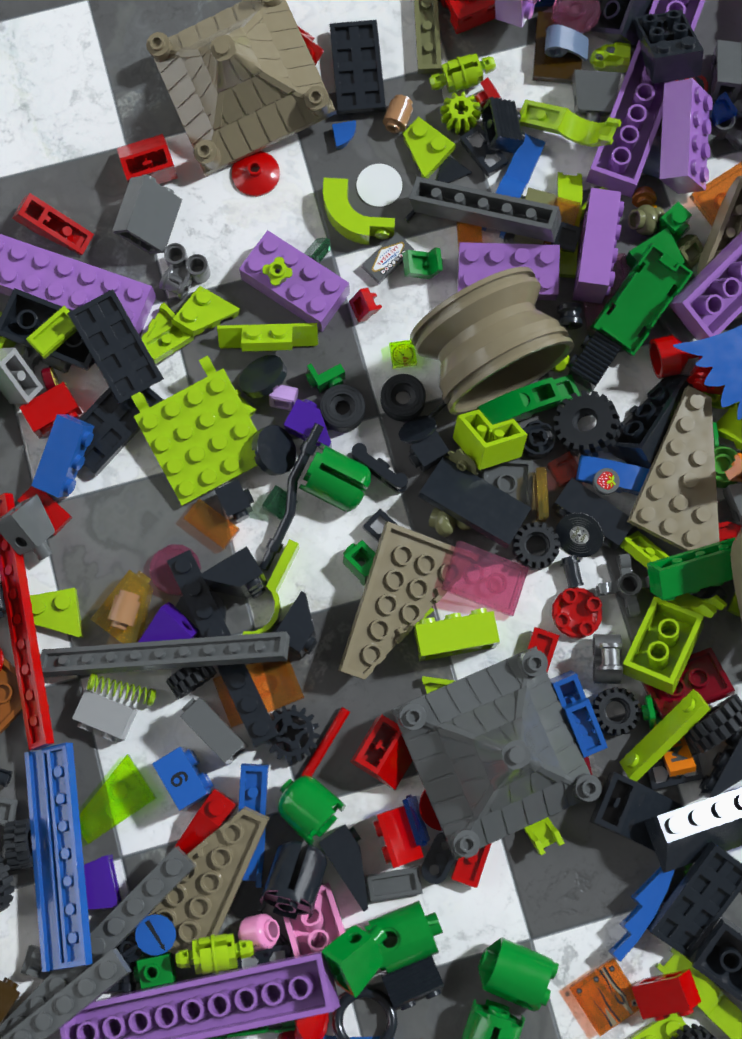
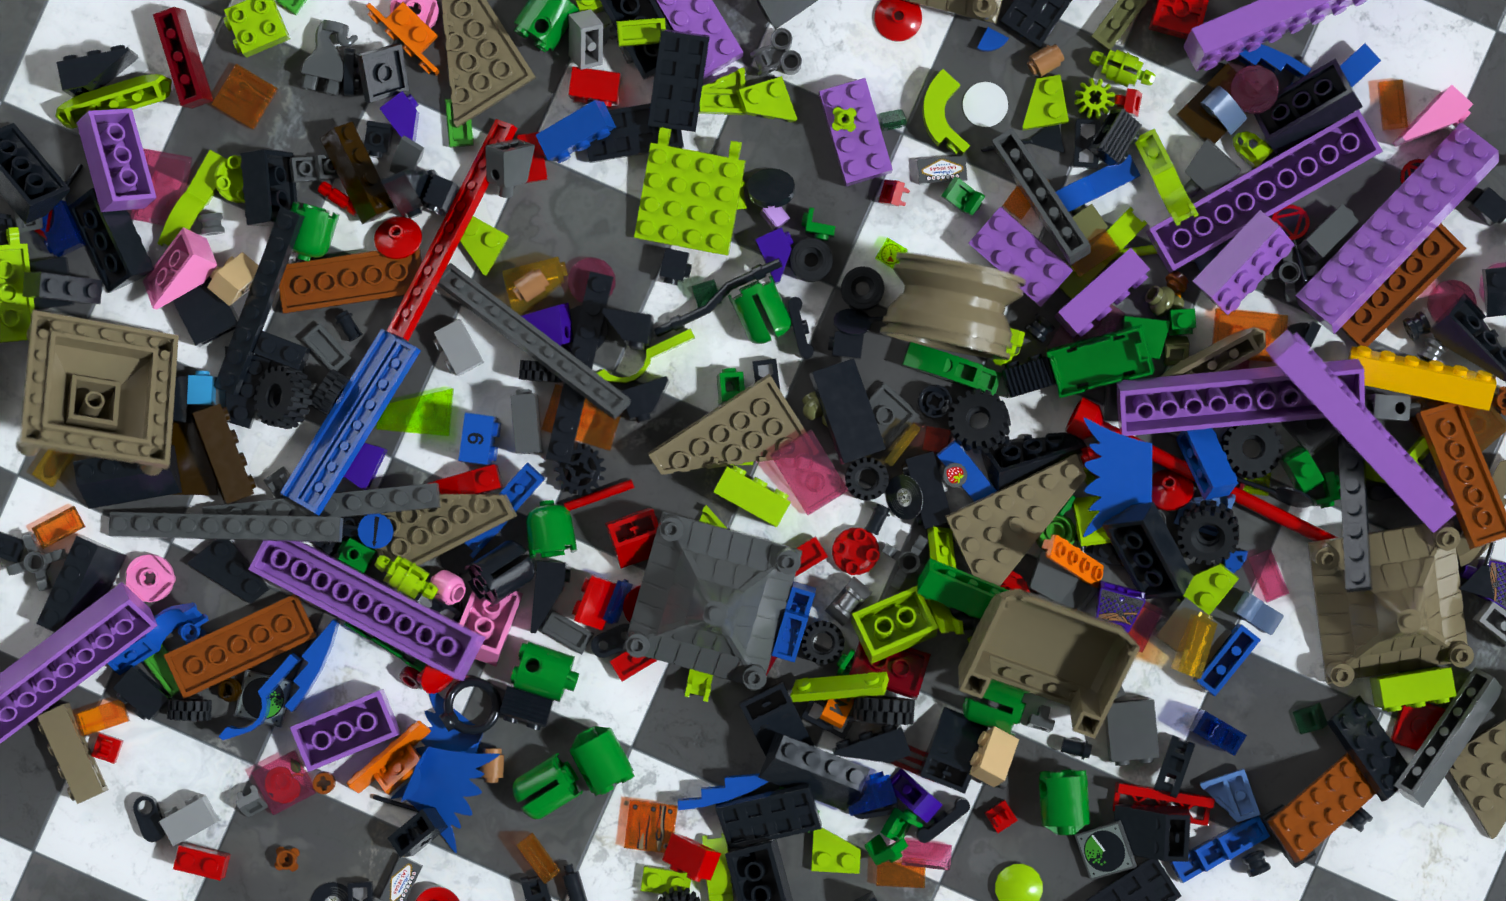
camera: 40 degrees right, 10 degrees up
(49, 377) = (612, 60): dark red tile -> none
(151, 698) = (498, 363): lime piece -> none
(211, 524) = (645, 268): clear orange tile -> none
(267, 336) = (799, 161): lime bracket -> none
(274, 450) = (733, 252): black tile -> none
(355, 958) = (499, 657): green torso -> none
(463, 461) = (864, 374): olive piece -> none
(487, 442) = (892, 375): lime brick -> none
(567, 237) = (1086, 267): black tile -> none
(669, 46) = (1292, 181): black slope -> none
(723, 109) = (1294, 264): clear blue tile -> none

